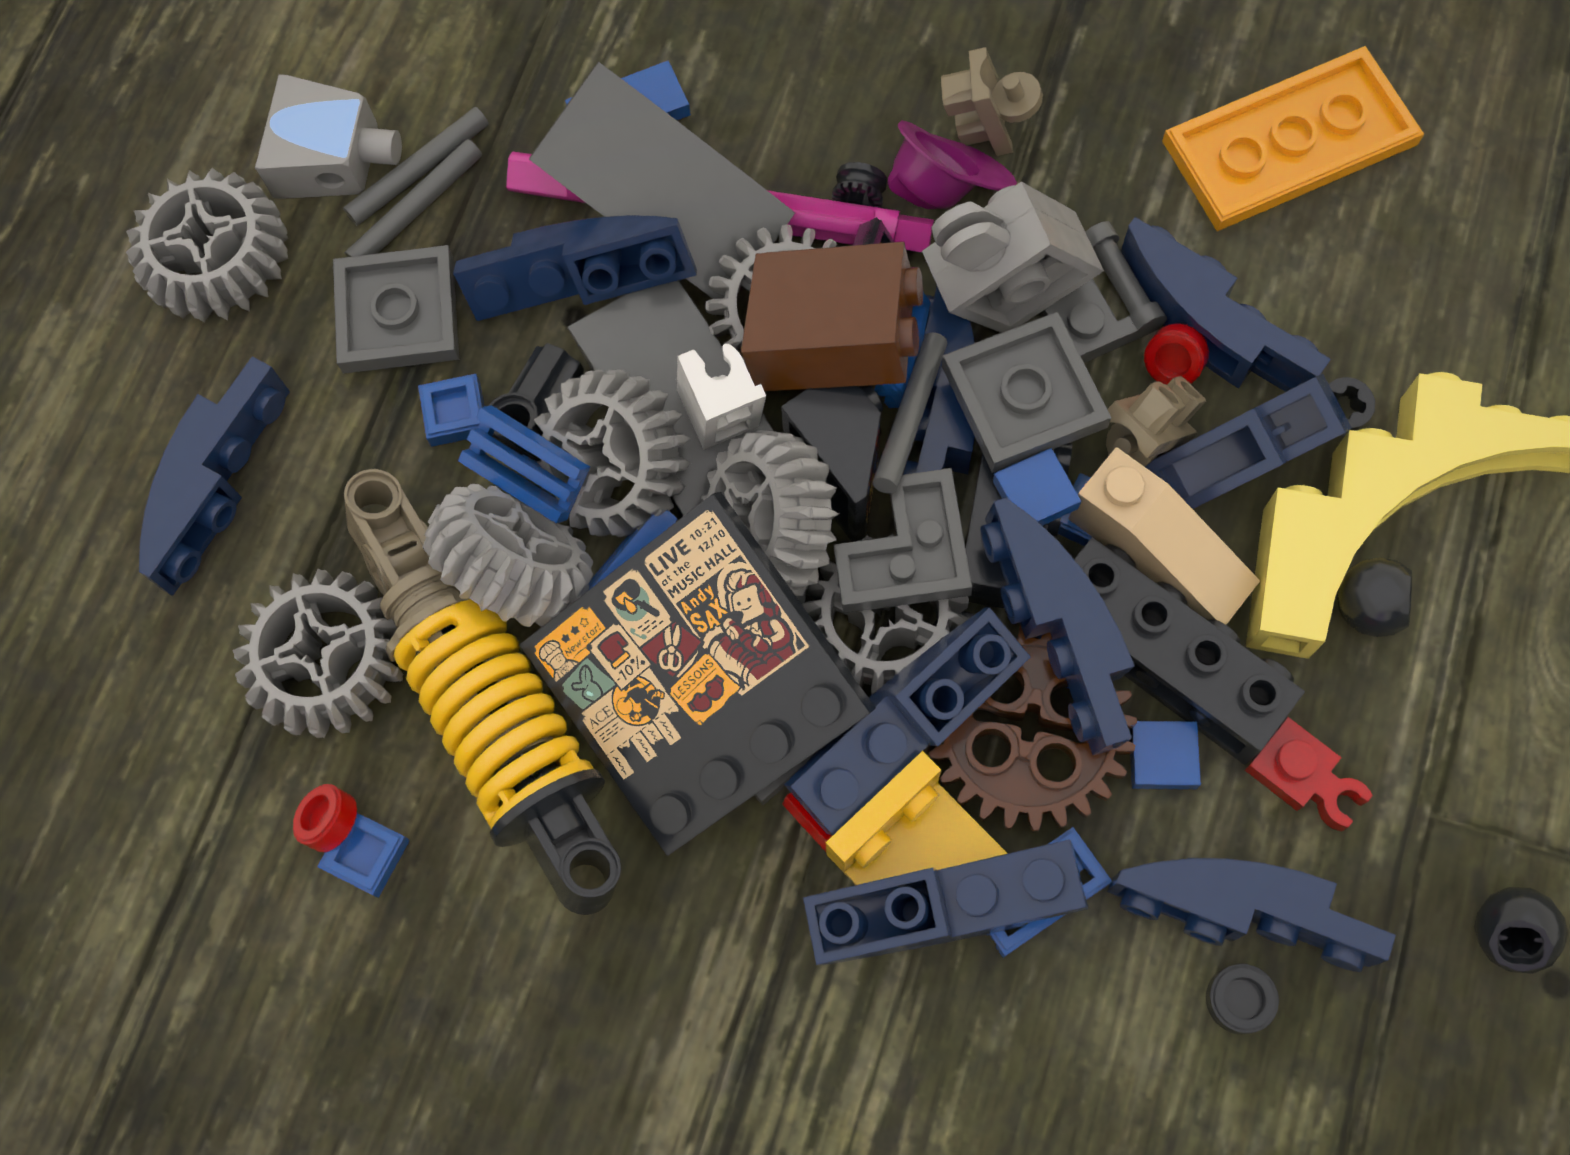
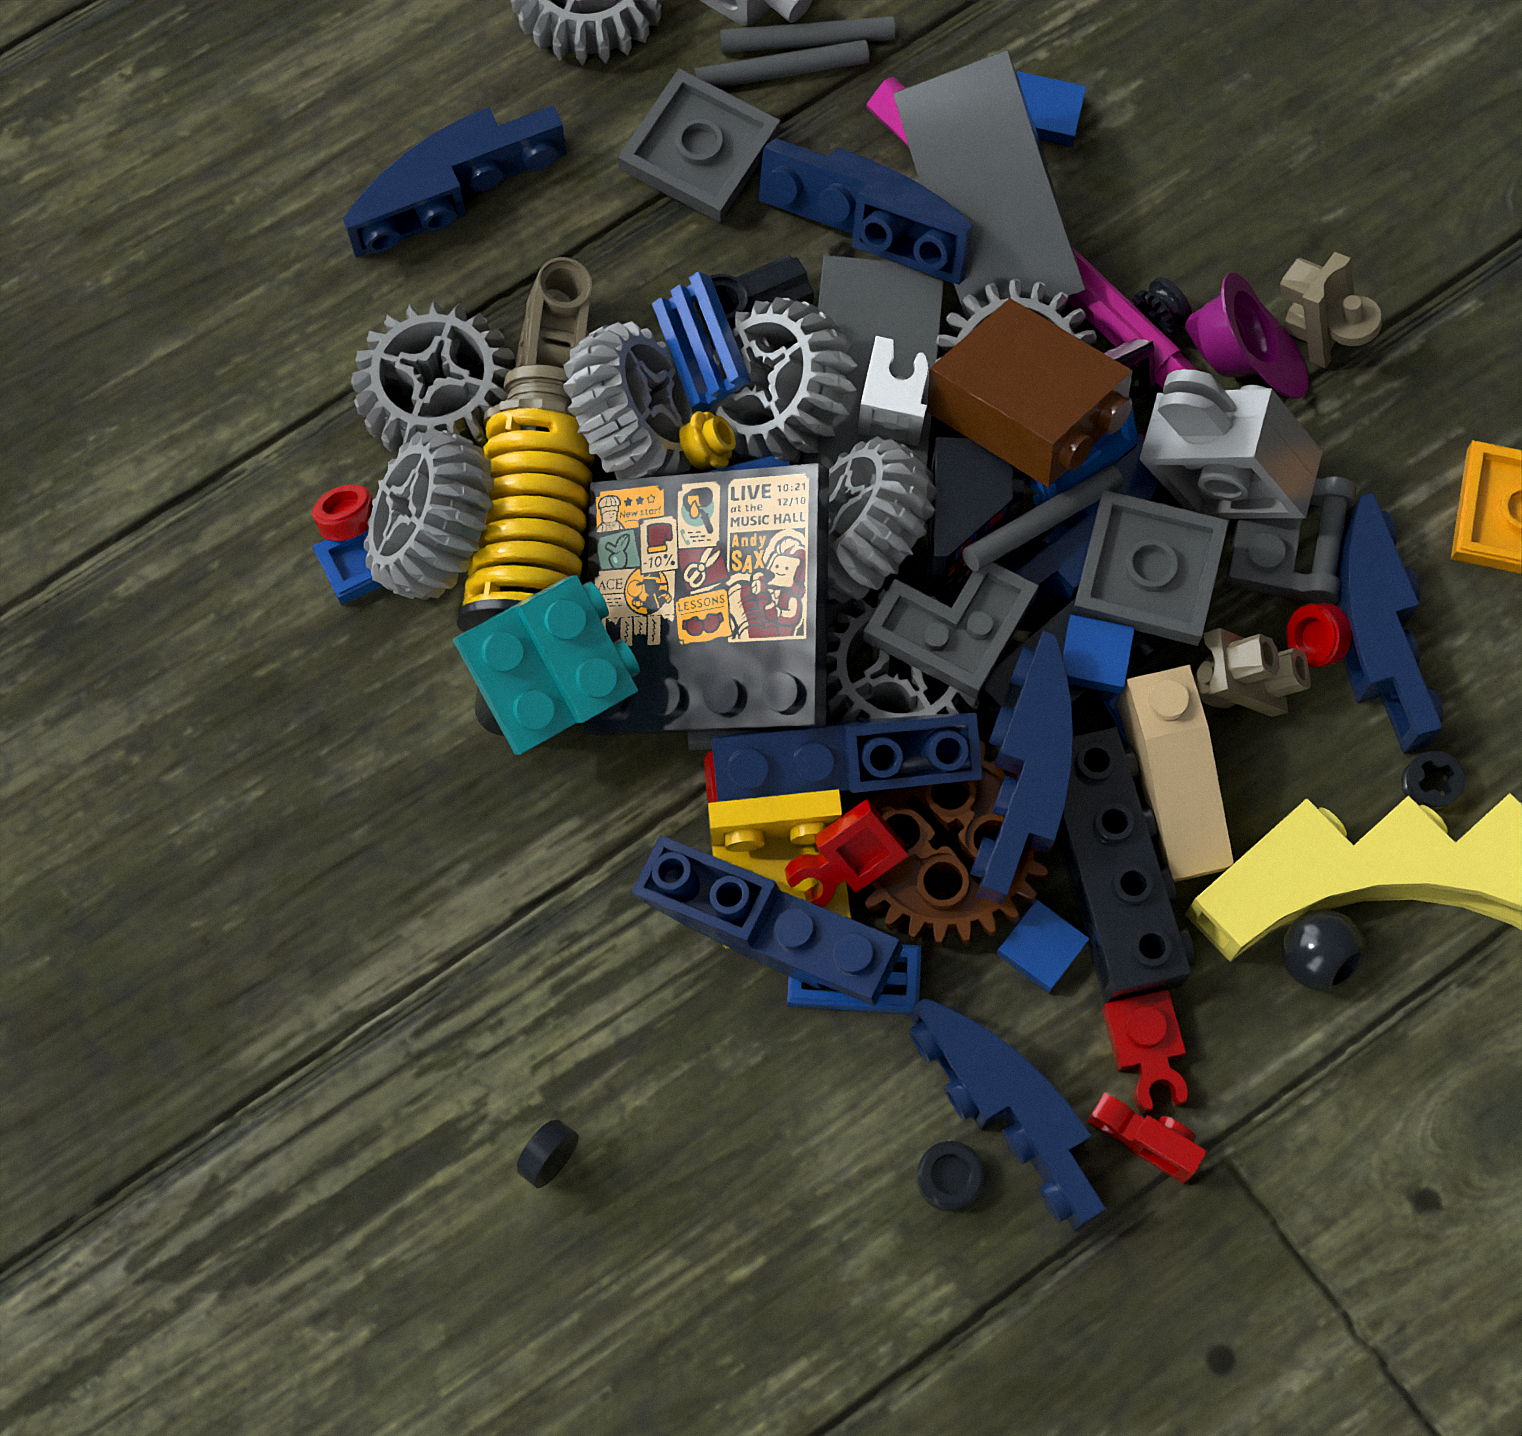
camera: 30 degrees right, 0 degrees up
(402, 770) = (428, 514): none -> light grey gear
(450, 408) = (681, 255): blue tile -> none
(590, 541) = (707, 441): none -> yellow plate
(605, 824) = (548, 662): none -> teal plate
(967, 793) = (851, 849): none -> red plate
(1253, 443) = (1317, 750): dark blue slope -> none
(1384, 844) = (1160, 1143): none -> red plate
(1521, 930) = (1217, 1287): black piece -> none

